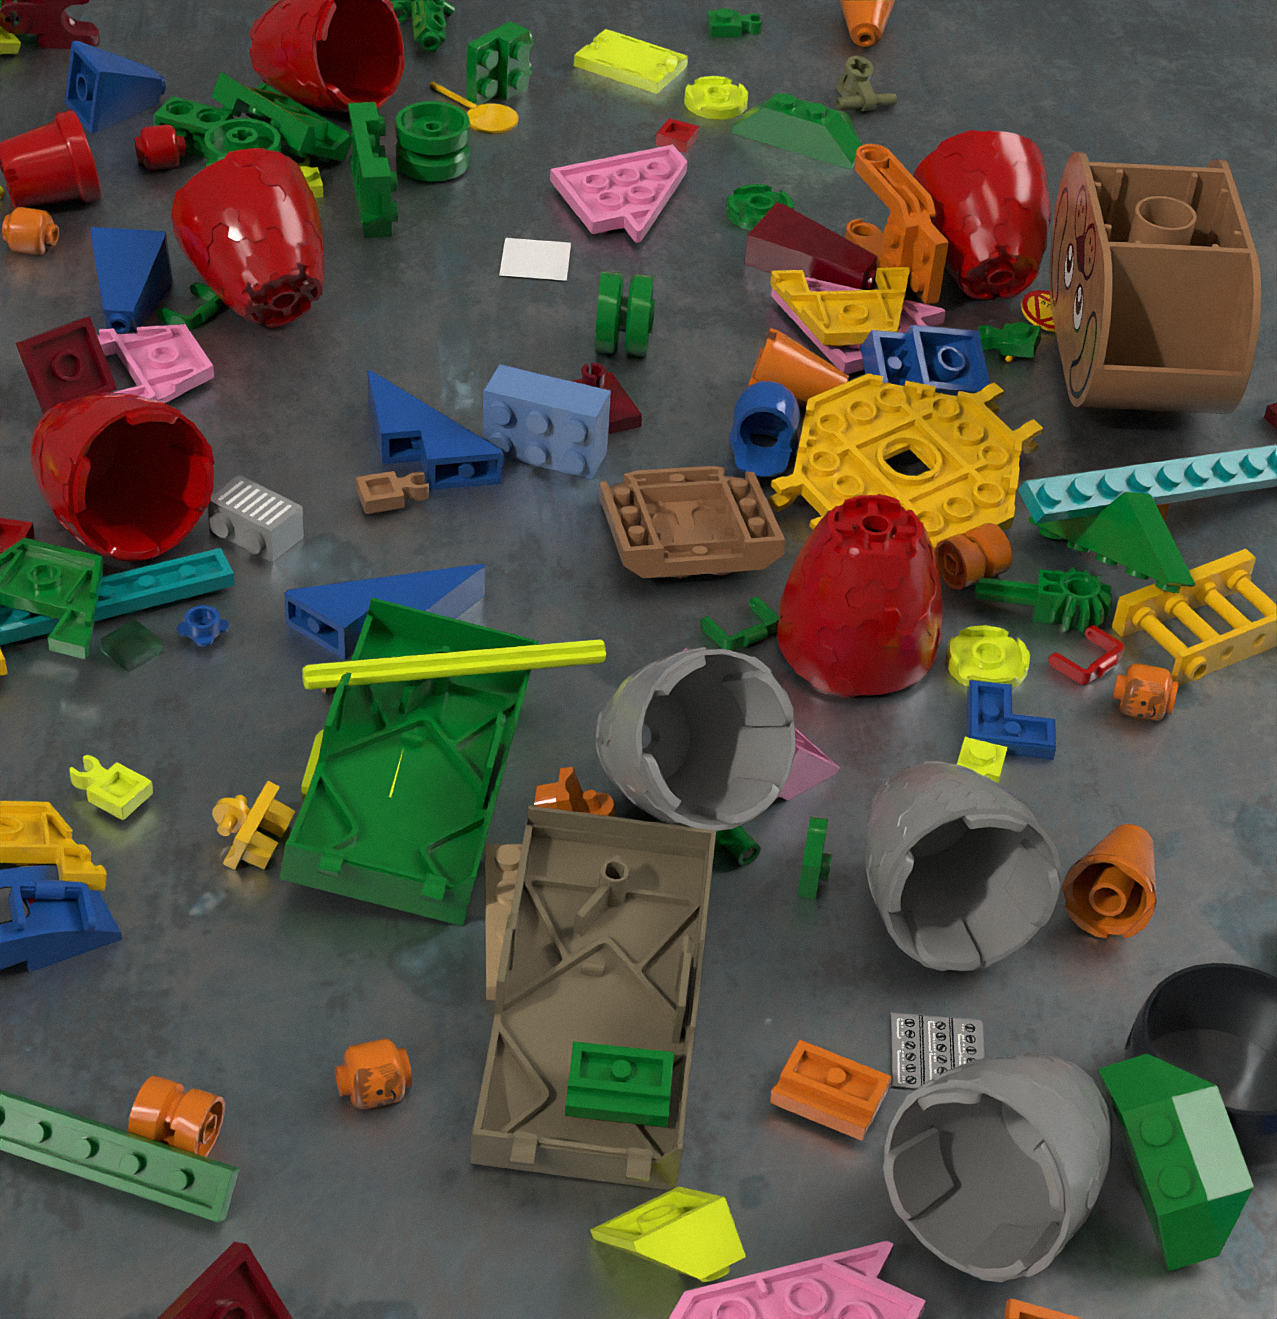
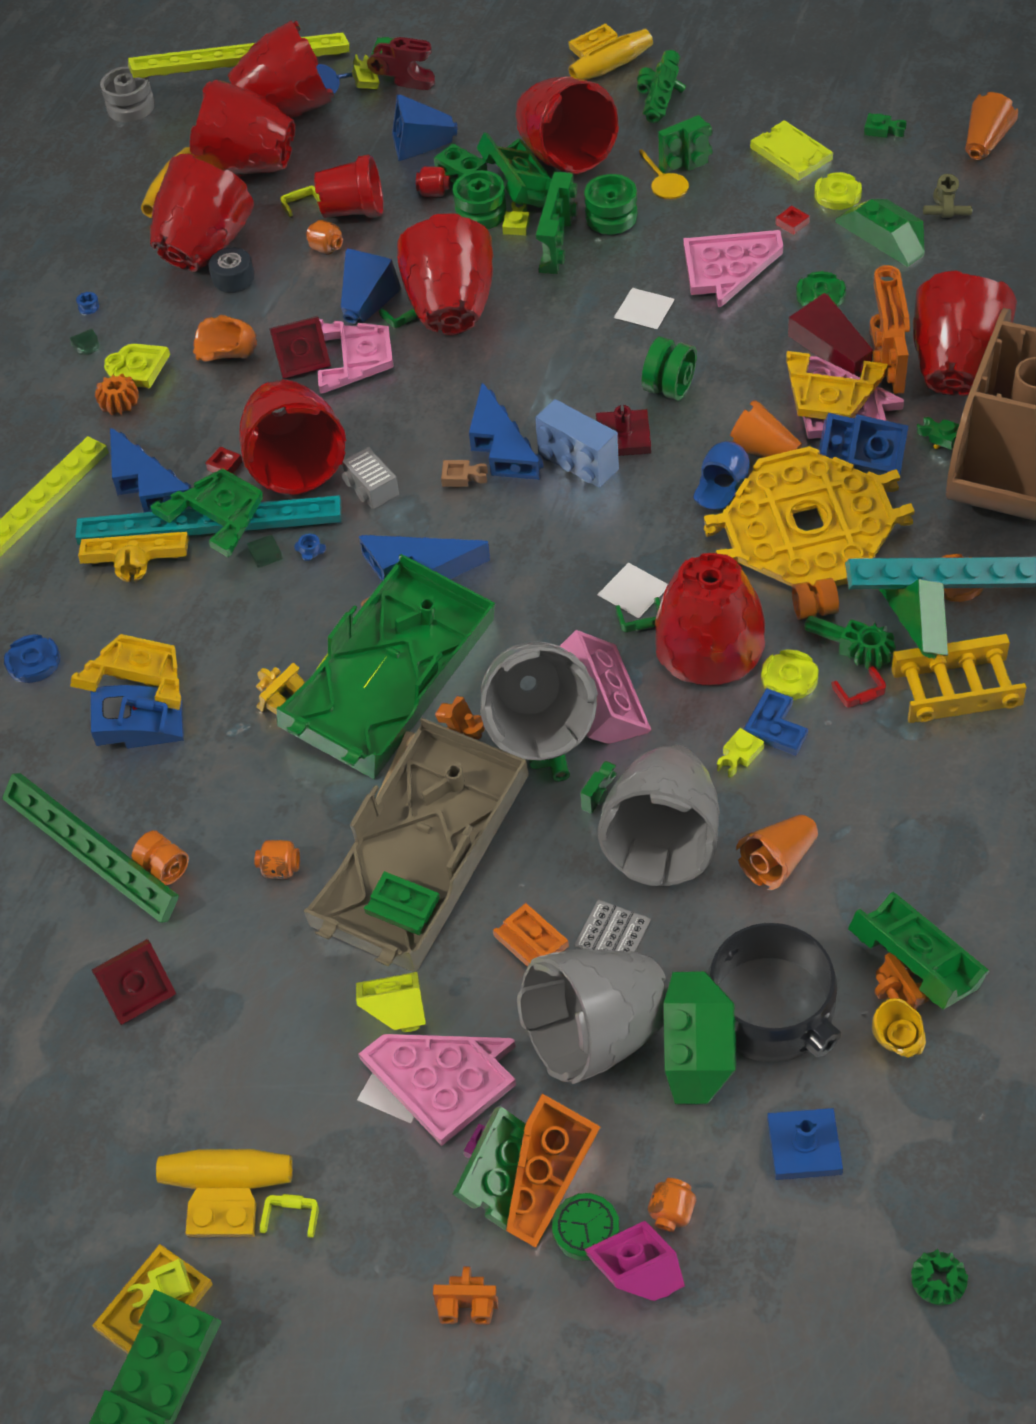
camera: 30 degrees right, 10 degrees up
(113, 790) = (214, 645): neon yellow plate -> none
(455, 664) = (431, 610): neon yellow axle -> none
(691, 522) = (638, 533): medium nougat wedge -> none
(718, 597) = (633, 590): none -> white sticker
(1145, 692) = (879, 723): orange head -> none

